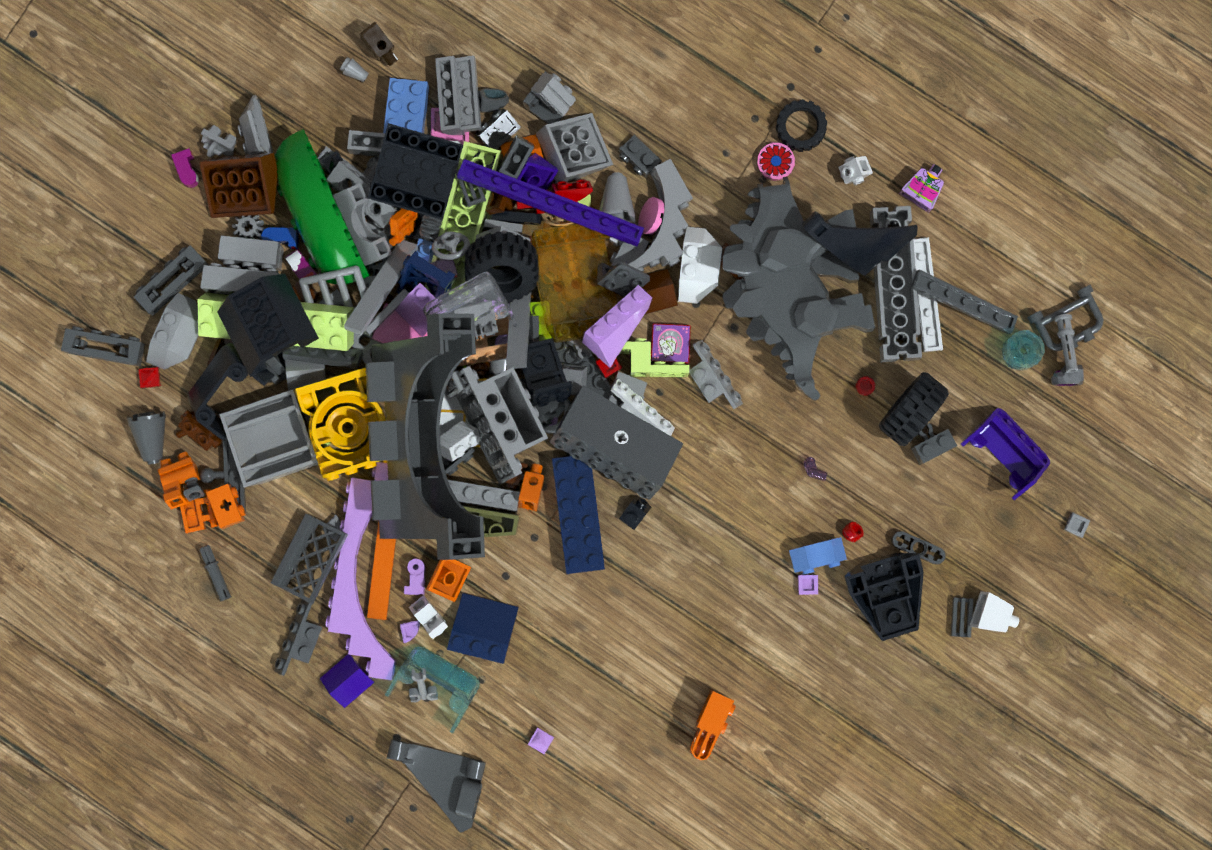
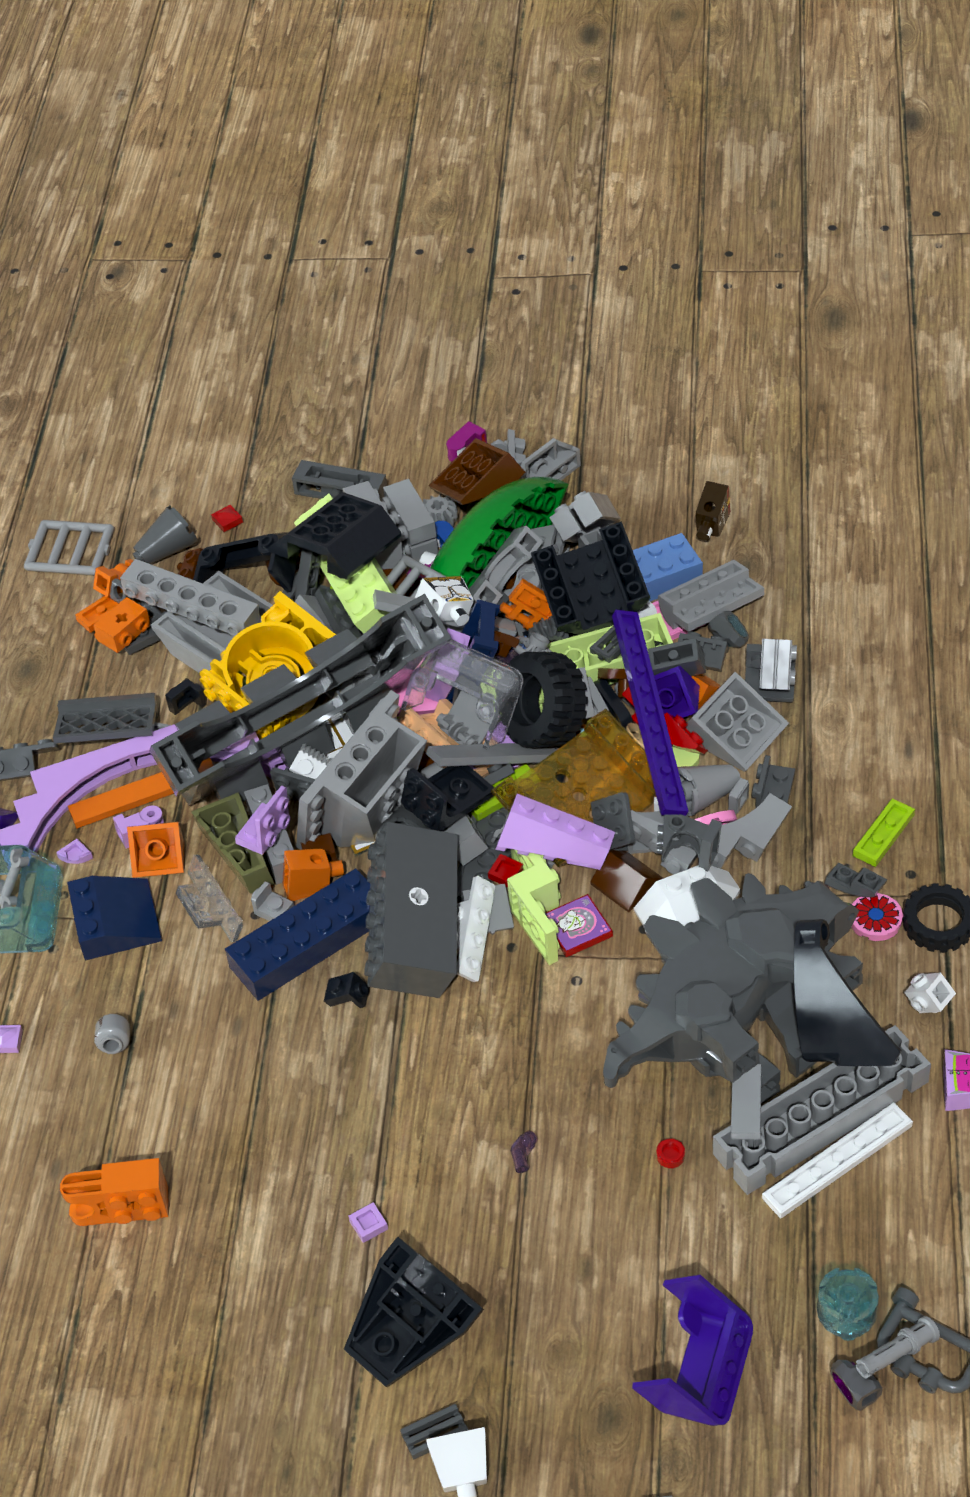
camera: 70 degrees right, 35 degrees down
(72, 341) = (247, 489): dark grey brick -> none
(92, 483) = (64, 528): none -> light grey bar
(174, 333) = (278, 508): light grey wedge -> none
(200, 473) = (189, 598): none -> light grey brick
(215, 573) = (49, 656): dark grey axle -> none
(313, 497) = (183, 695): none -> black bracket
(341, 129) = (583, 514): none -> light grey piece
(353, 70) = (669, 510): light grey cone -> none
(379, 280) = (448, 597): none -> white torso
(428, 617) = (100, 855): white brick -> none
(440, 262) = (505, 642): none -> reddish brown tile
(487, 501) = (265, 823): none -> lavender bracket
(511, 565) = (207, 901): none -> clear bracket
(537, 524) = (269, 904): none -> light grey bracket
(581, 673) = (112, 1033): none -> light grey head
(634, 184) = (738, 795): none -> light grey tile
(683, 235) = (691, 833): none -> dark grey tile
(711, 378) = (565, 984): light grey bracket -> none
(718, 114) = (883, 832): none -> lime plate
(745, 157) = (854, 883): none -> dark grey slope
(818, 555) = (412, 1208): medium blue brick -> none
(853, 532) = (469, 1234): red tile -> none
(885, 333) = (747, 1105): none -> light grey tile
(914, 409) = (670, 1194): black tyre -> none
(933, 446) = (643, 1264): dark grey brick -> none
(933, 549) = (492, 1337): dark grey beam -> none
(964, 302) = (858, 1195): dark grey tile -> none

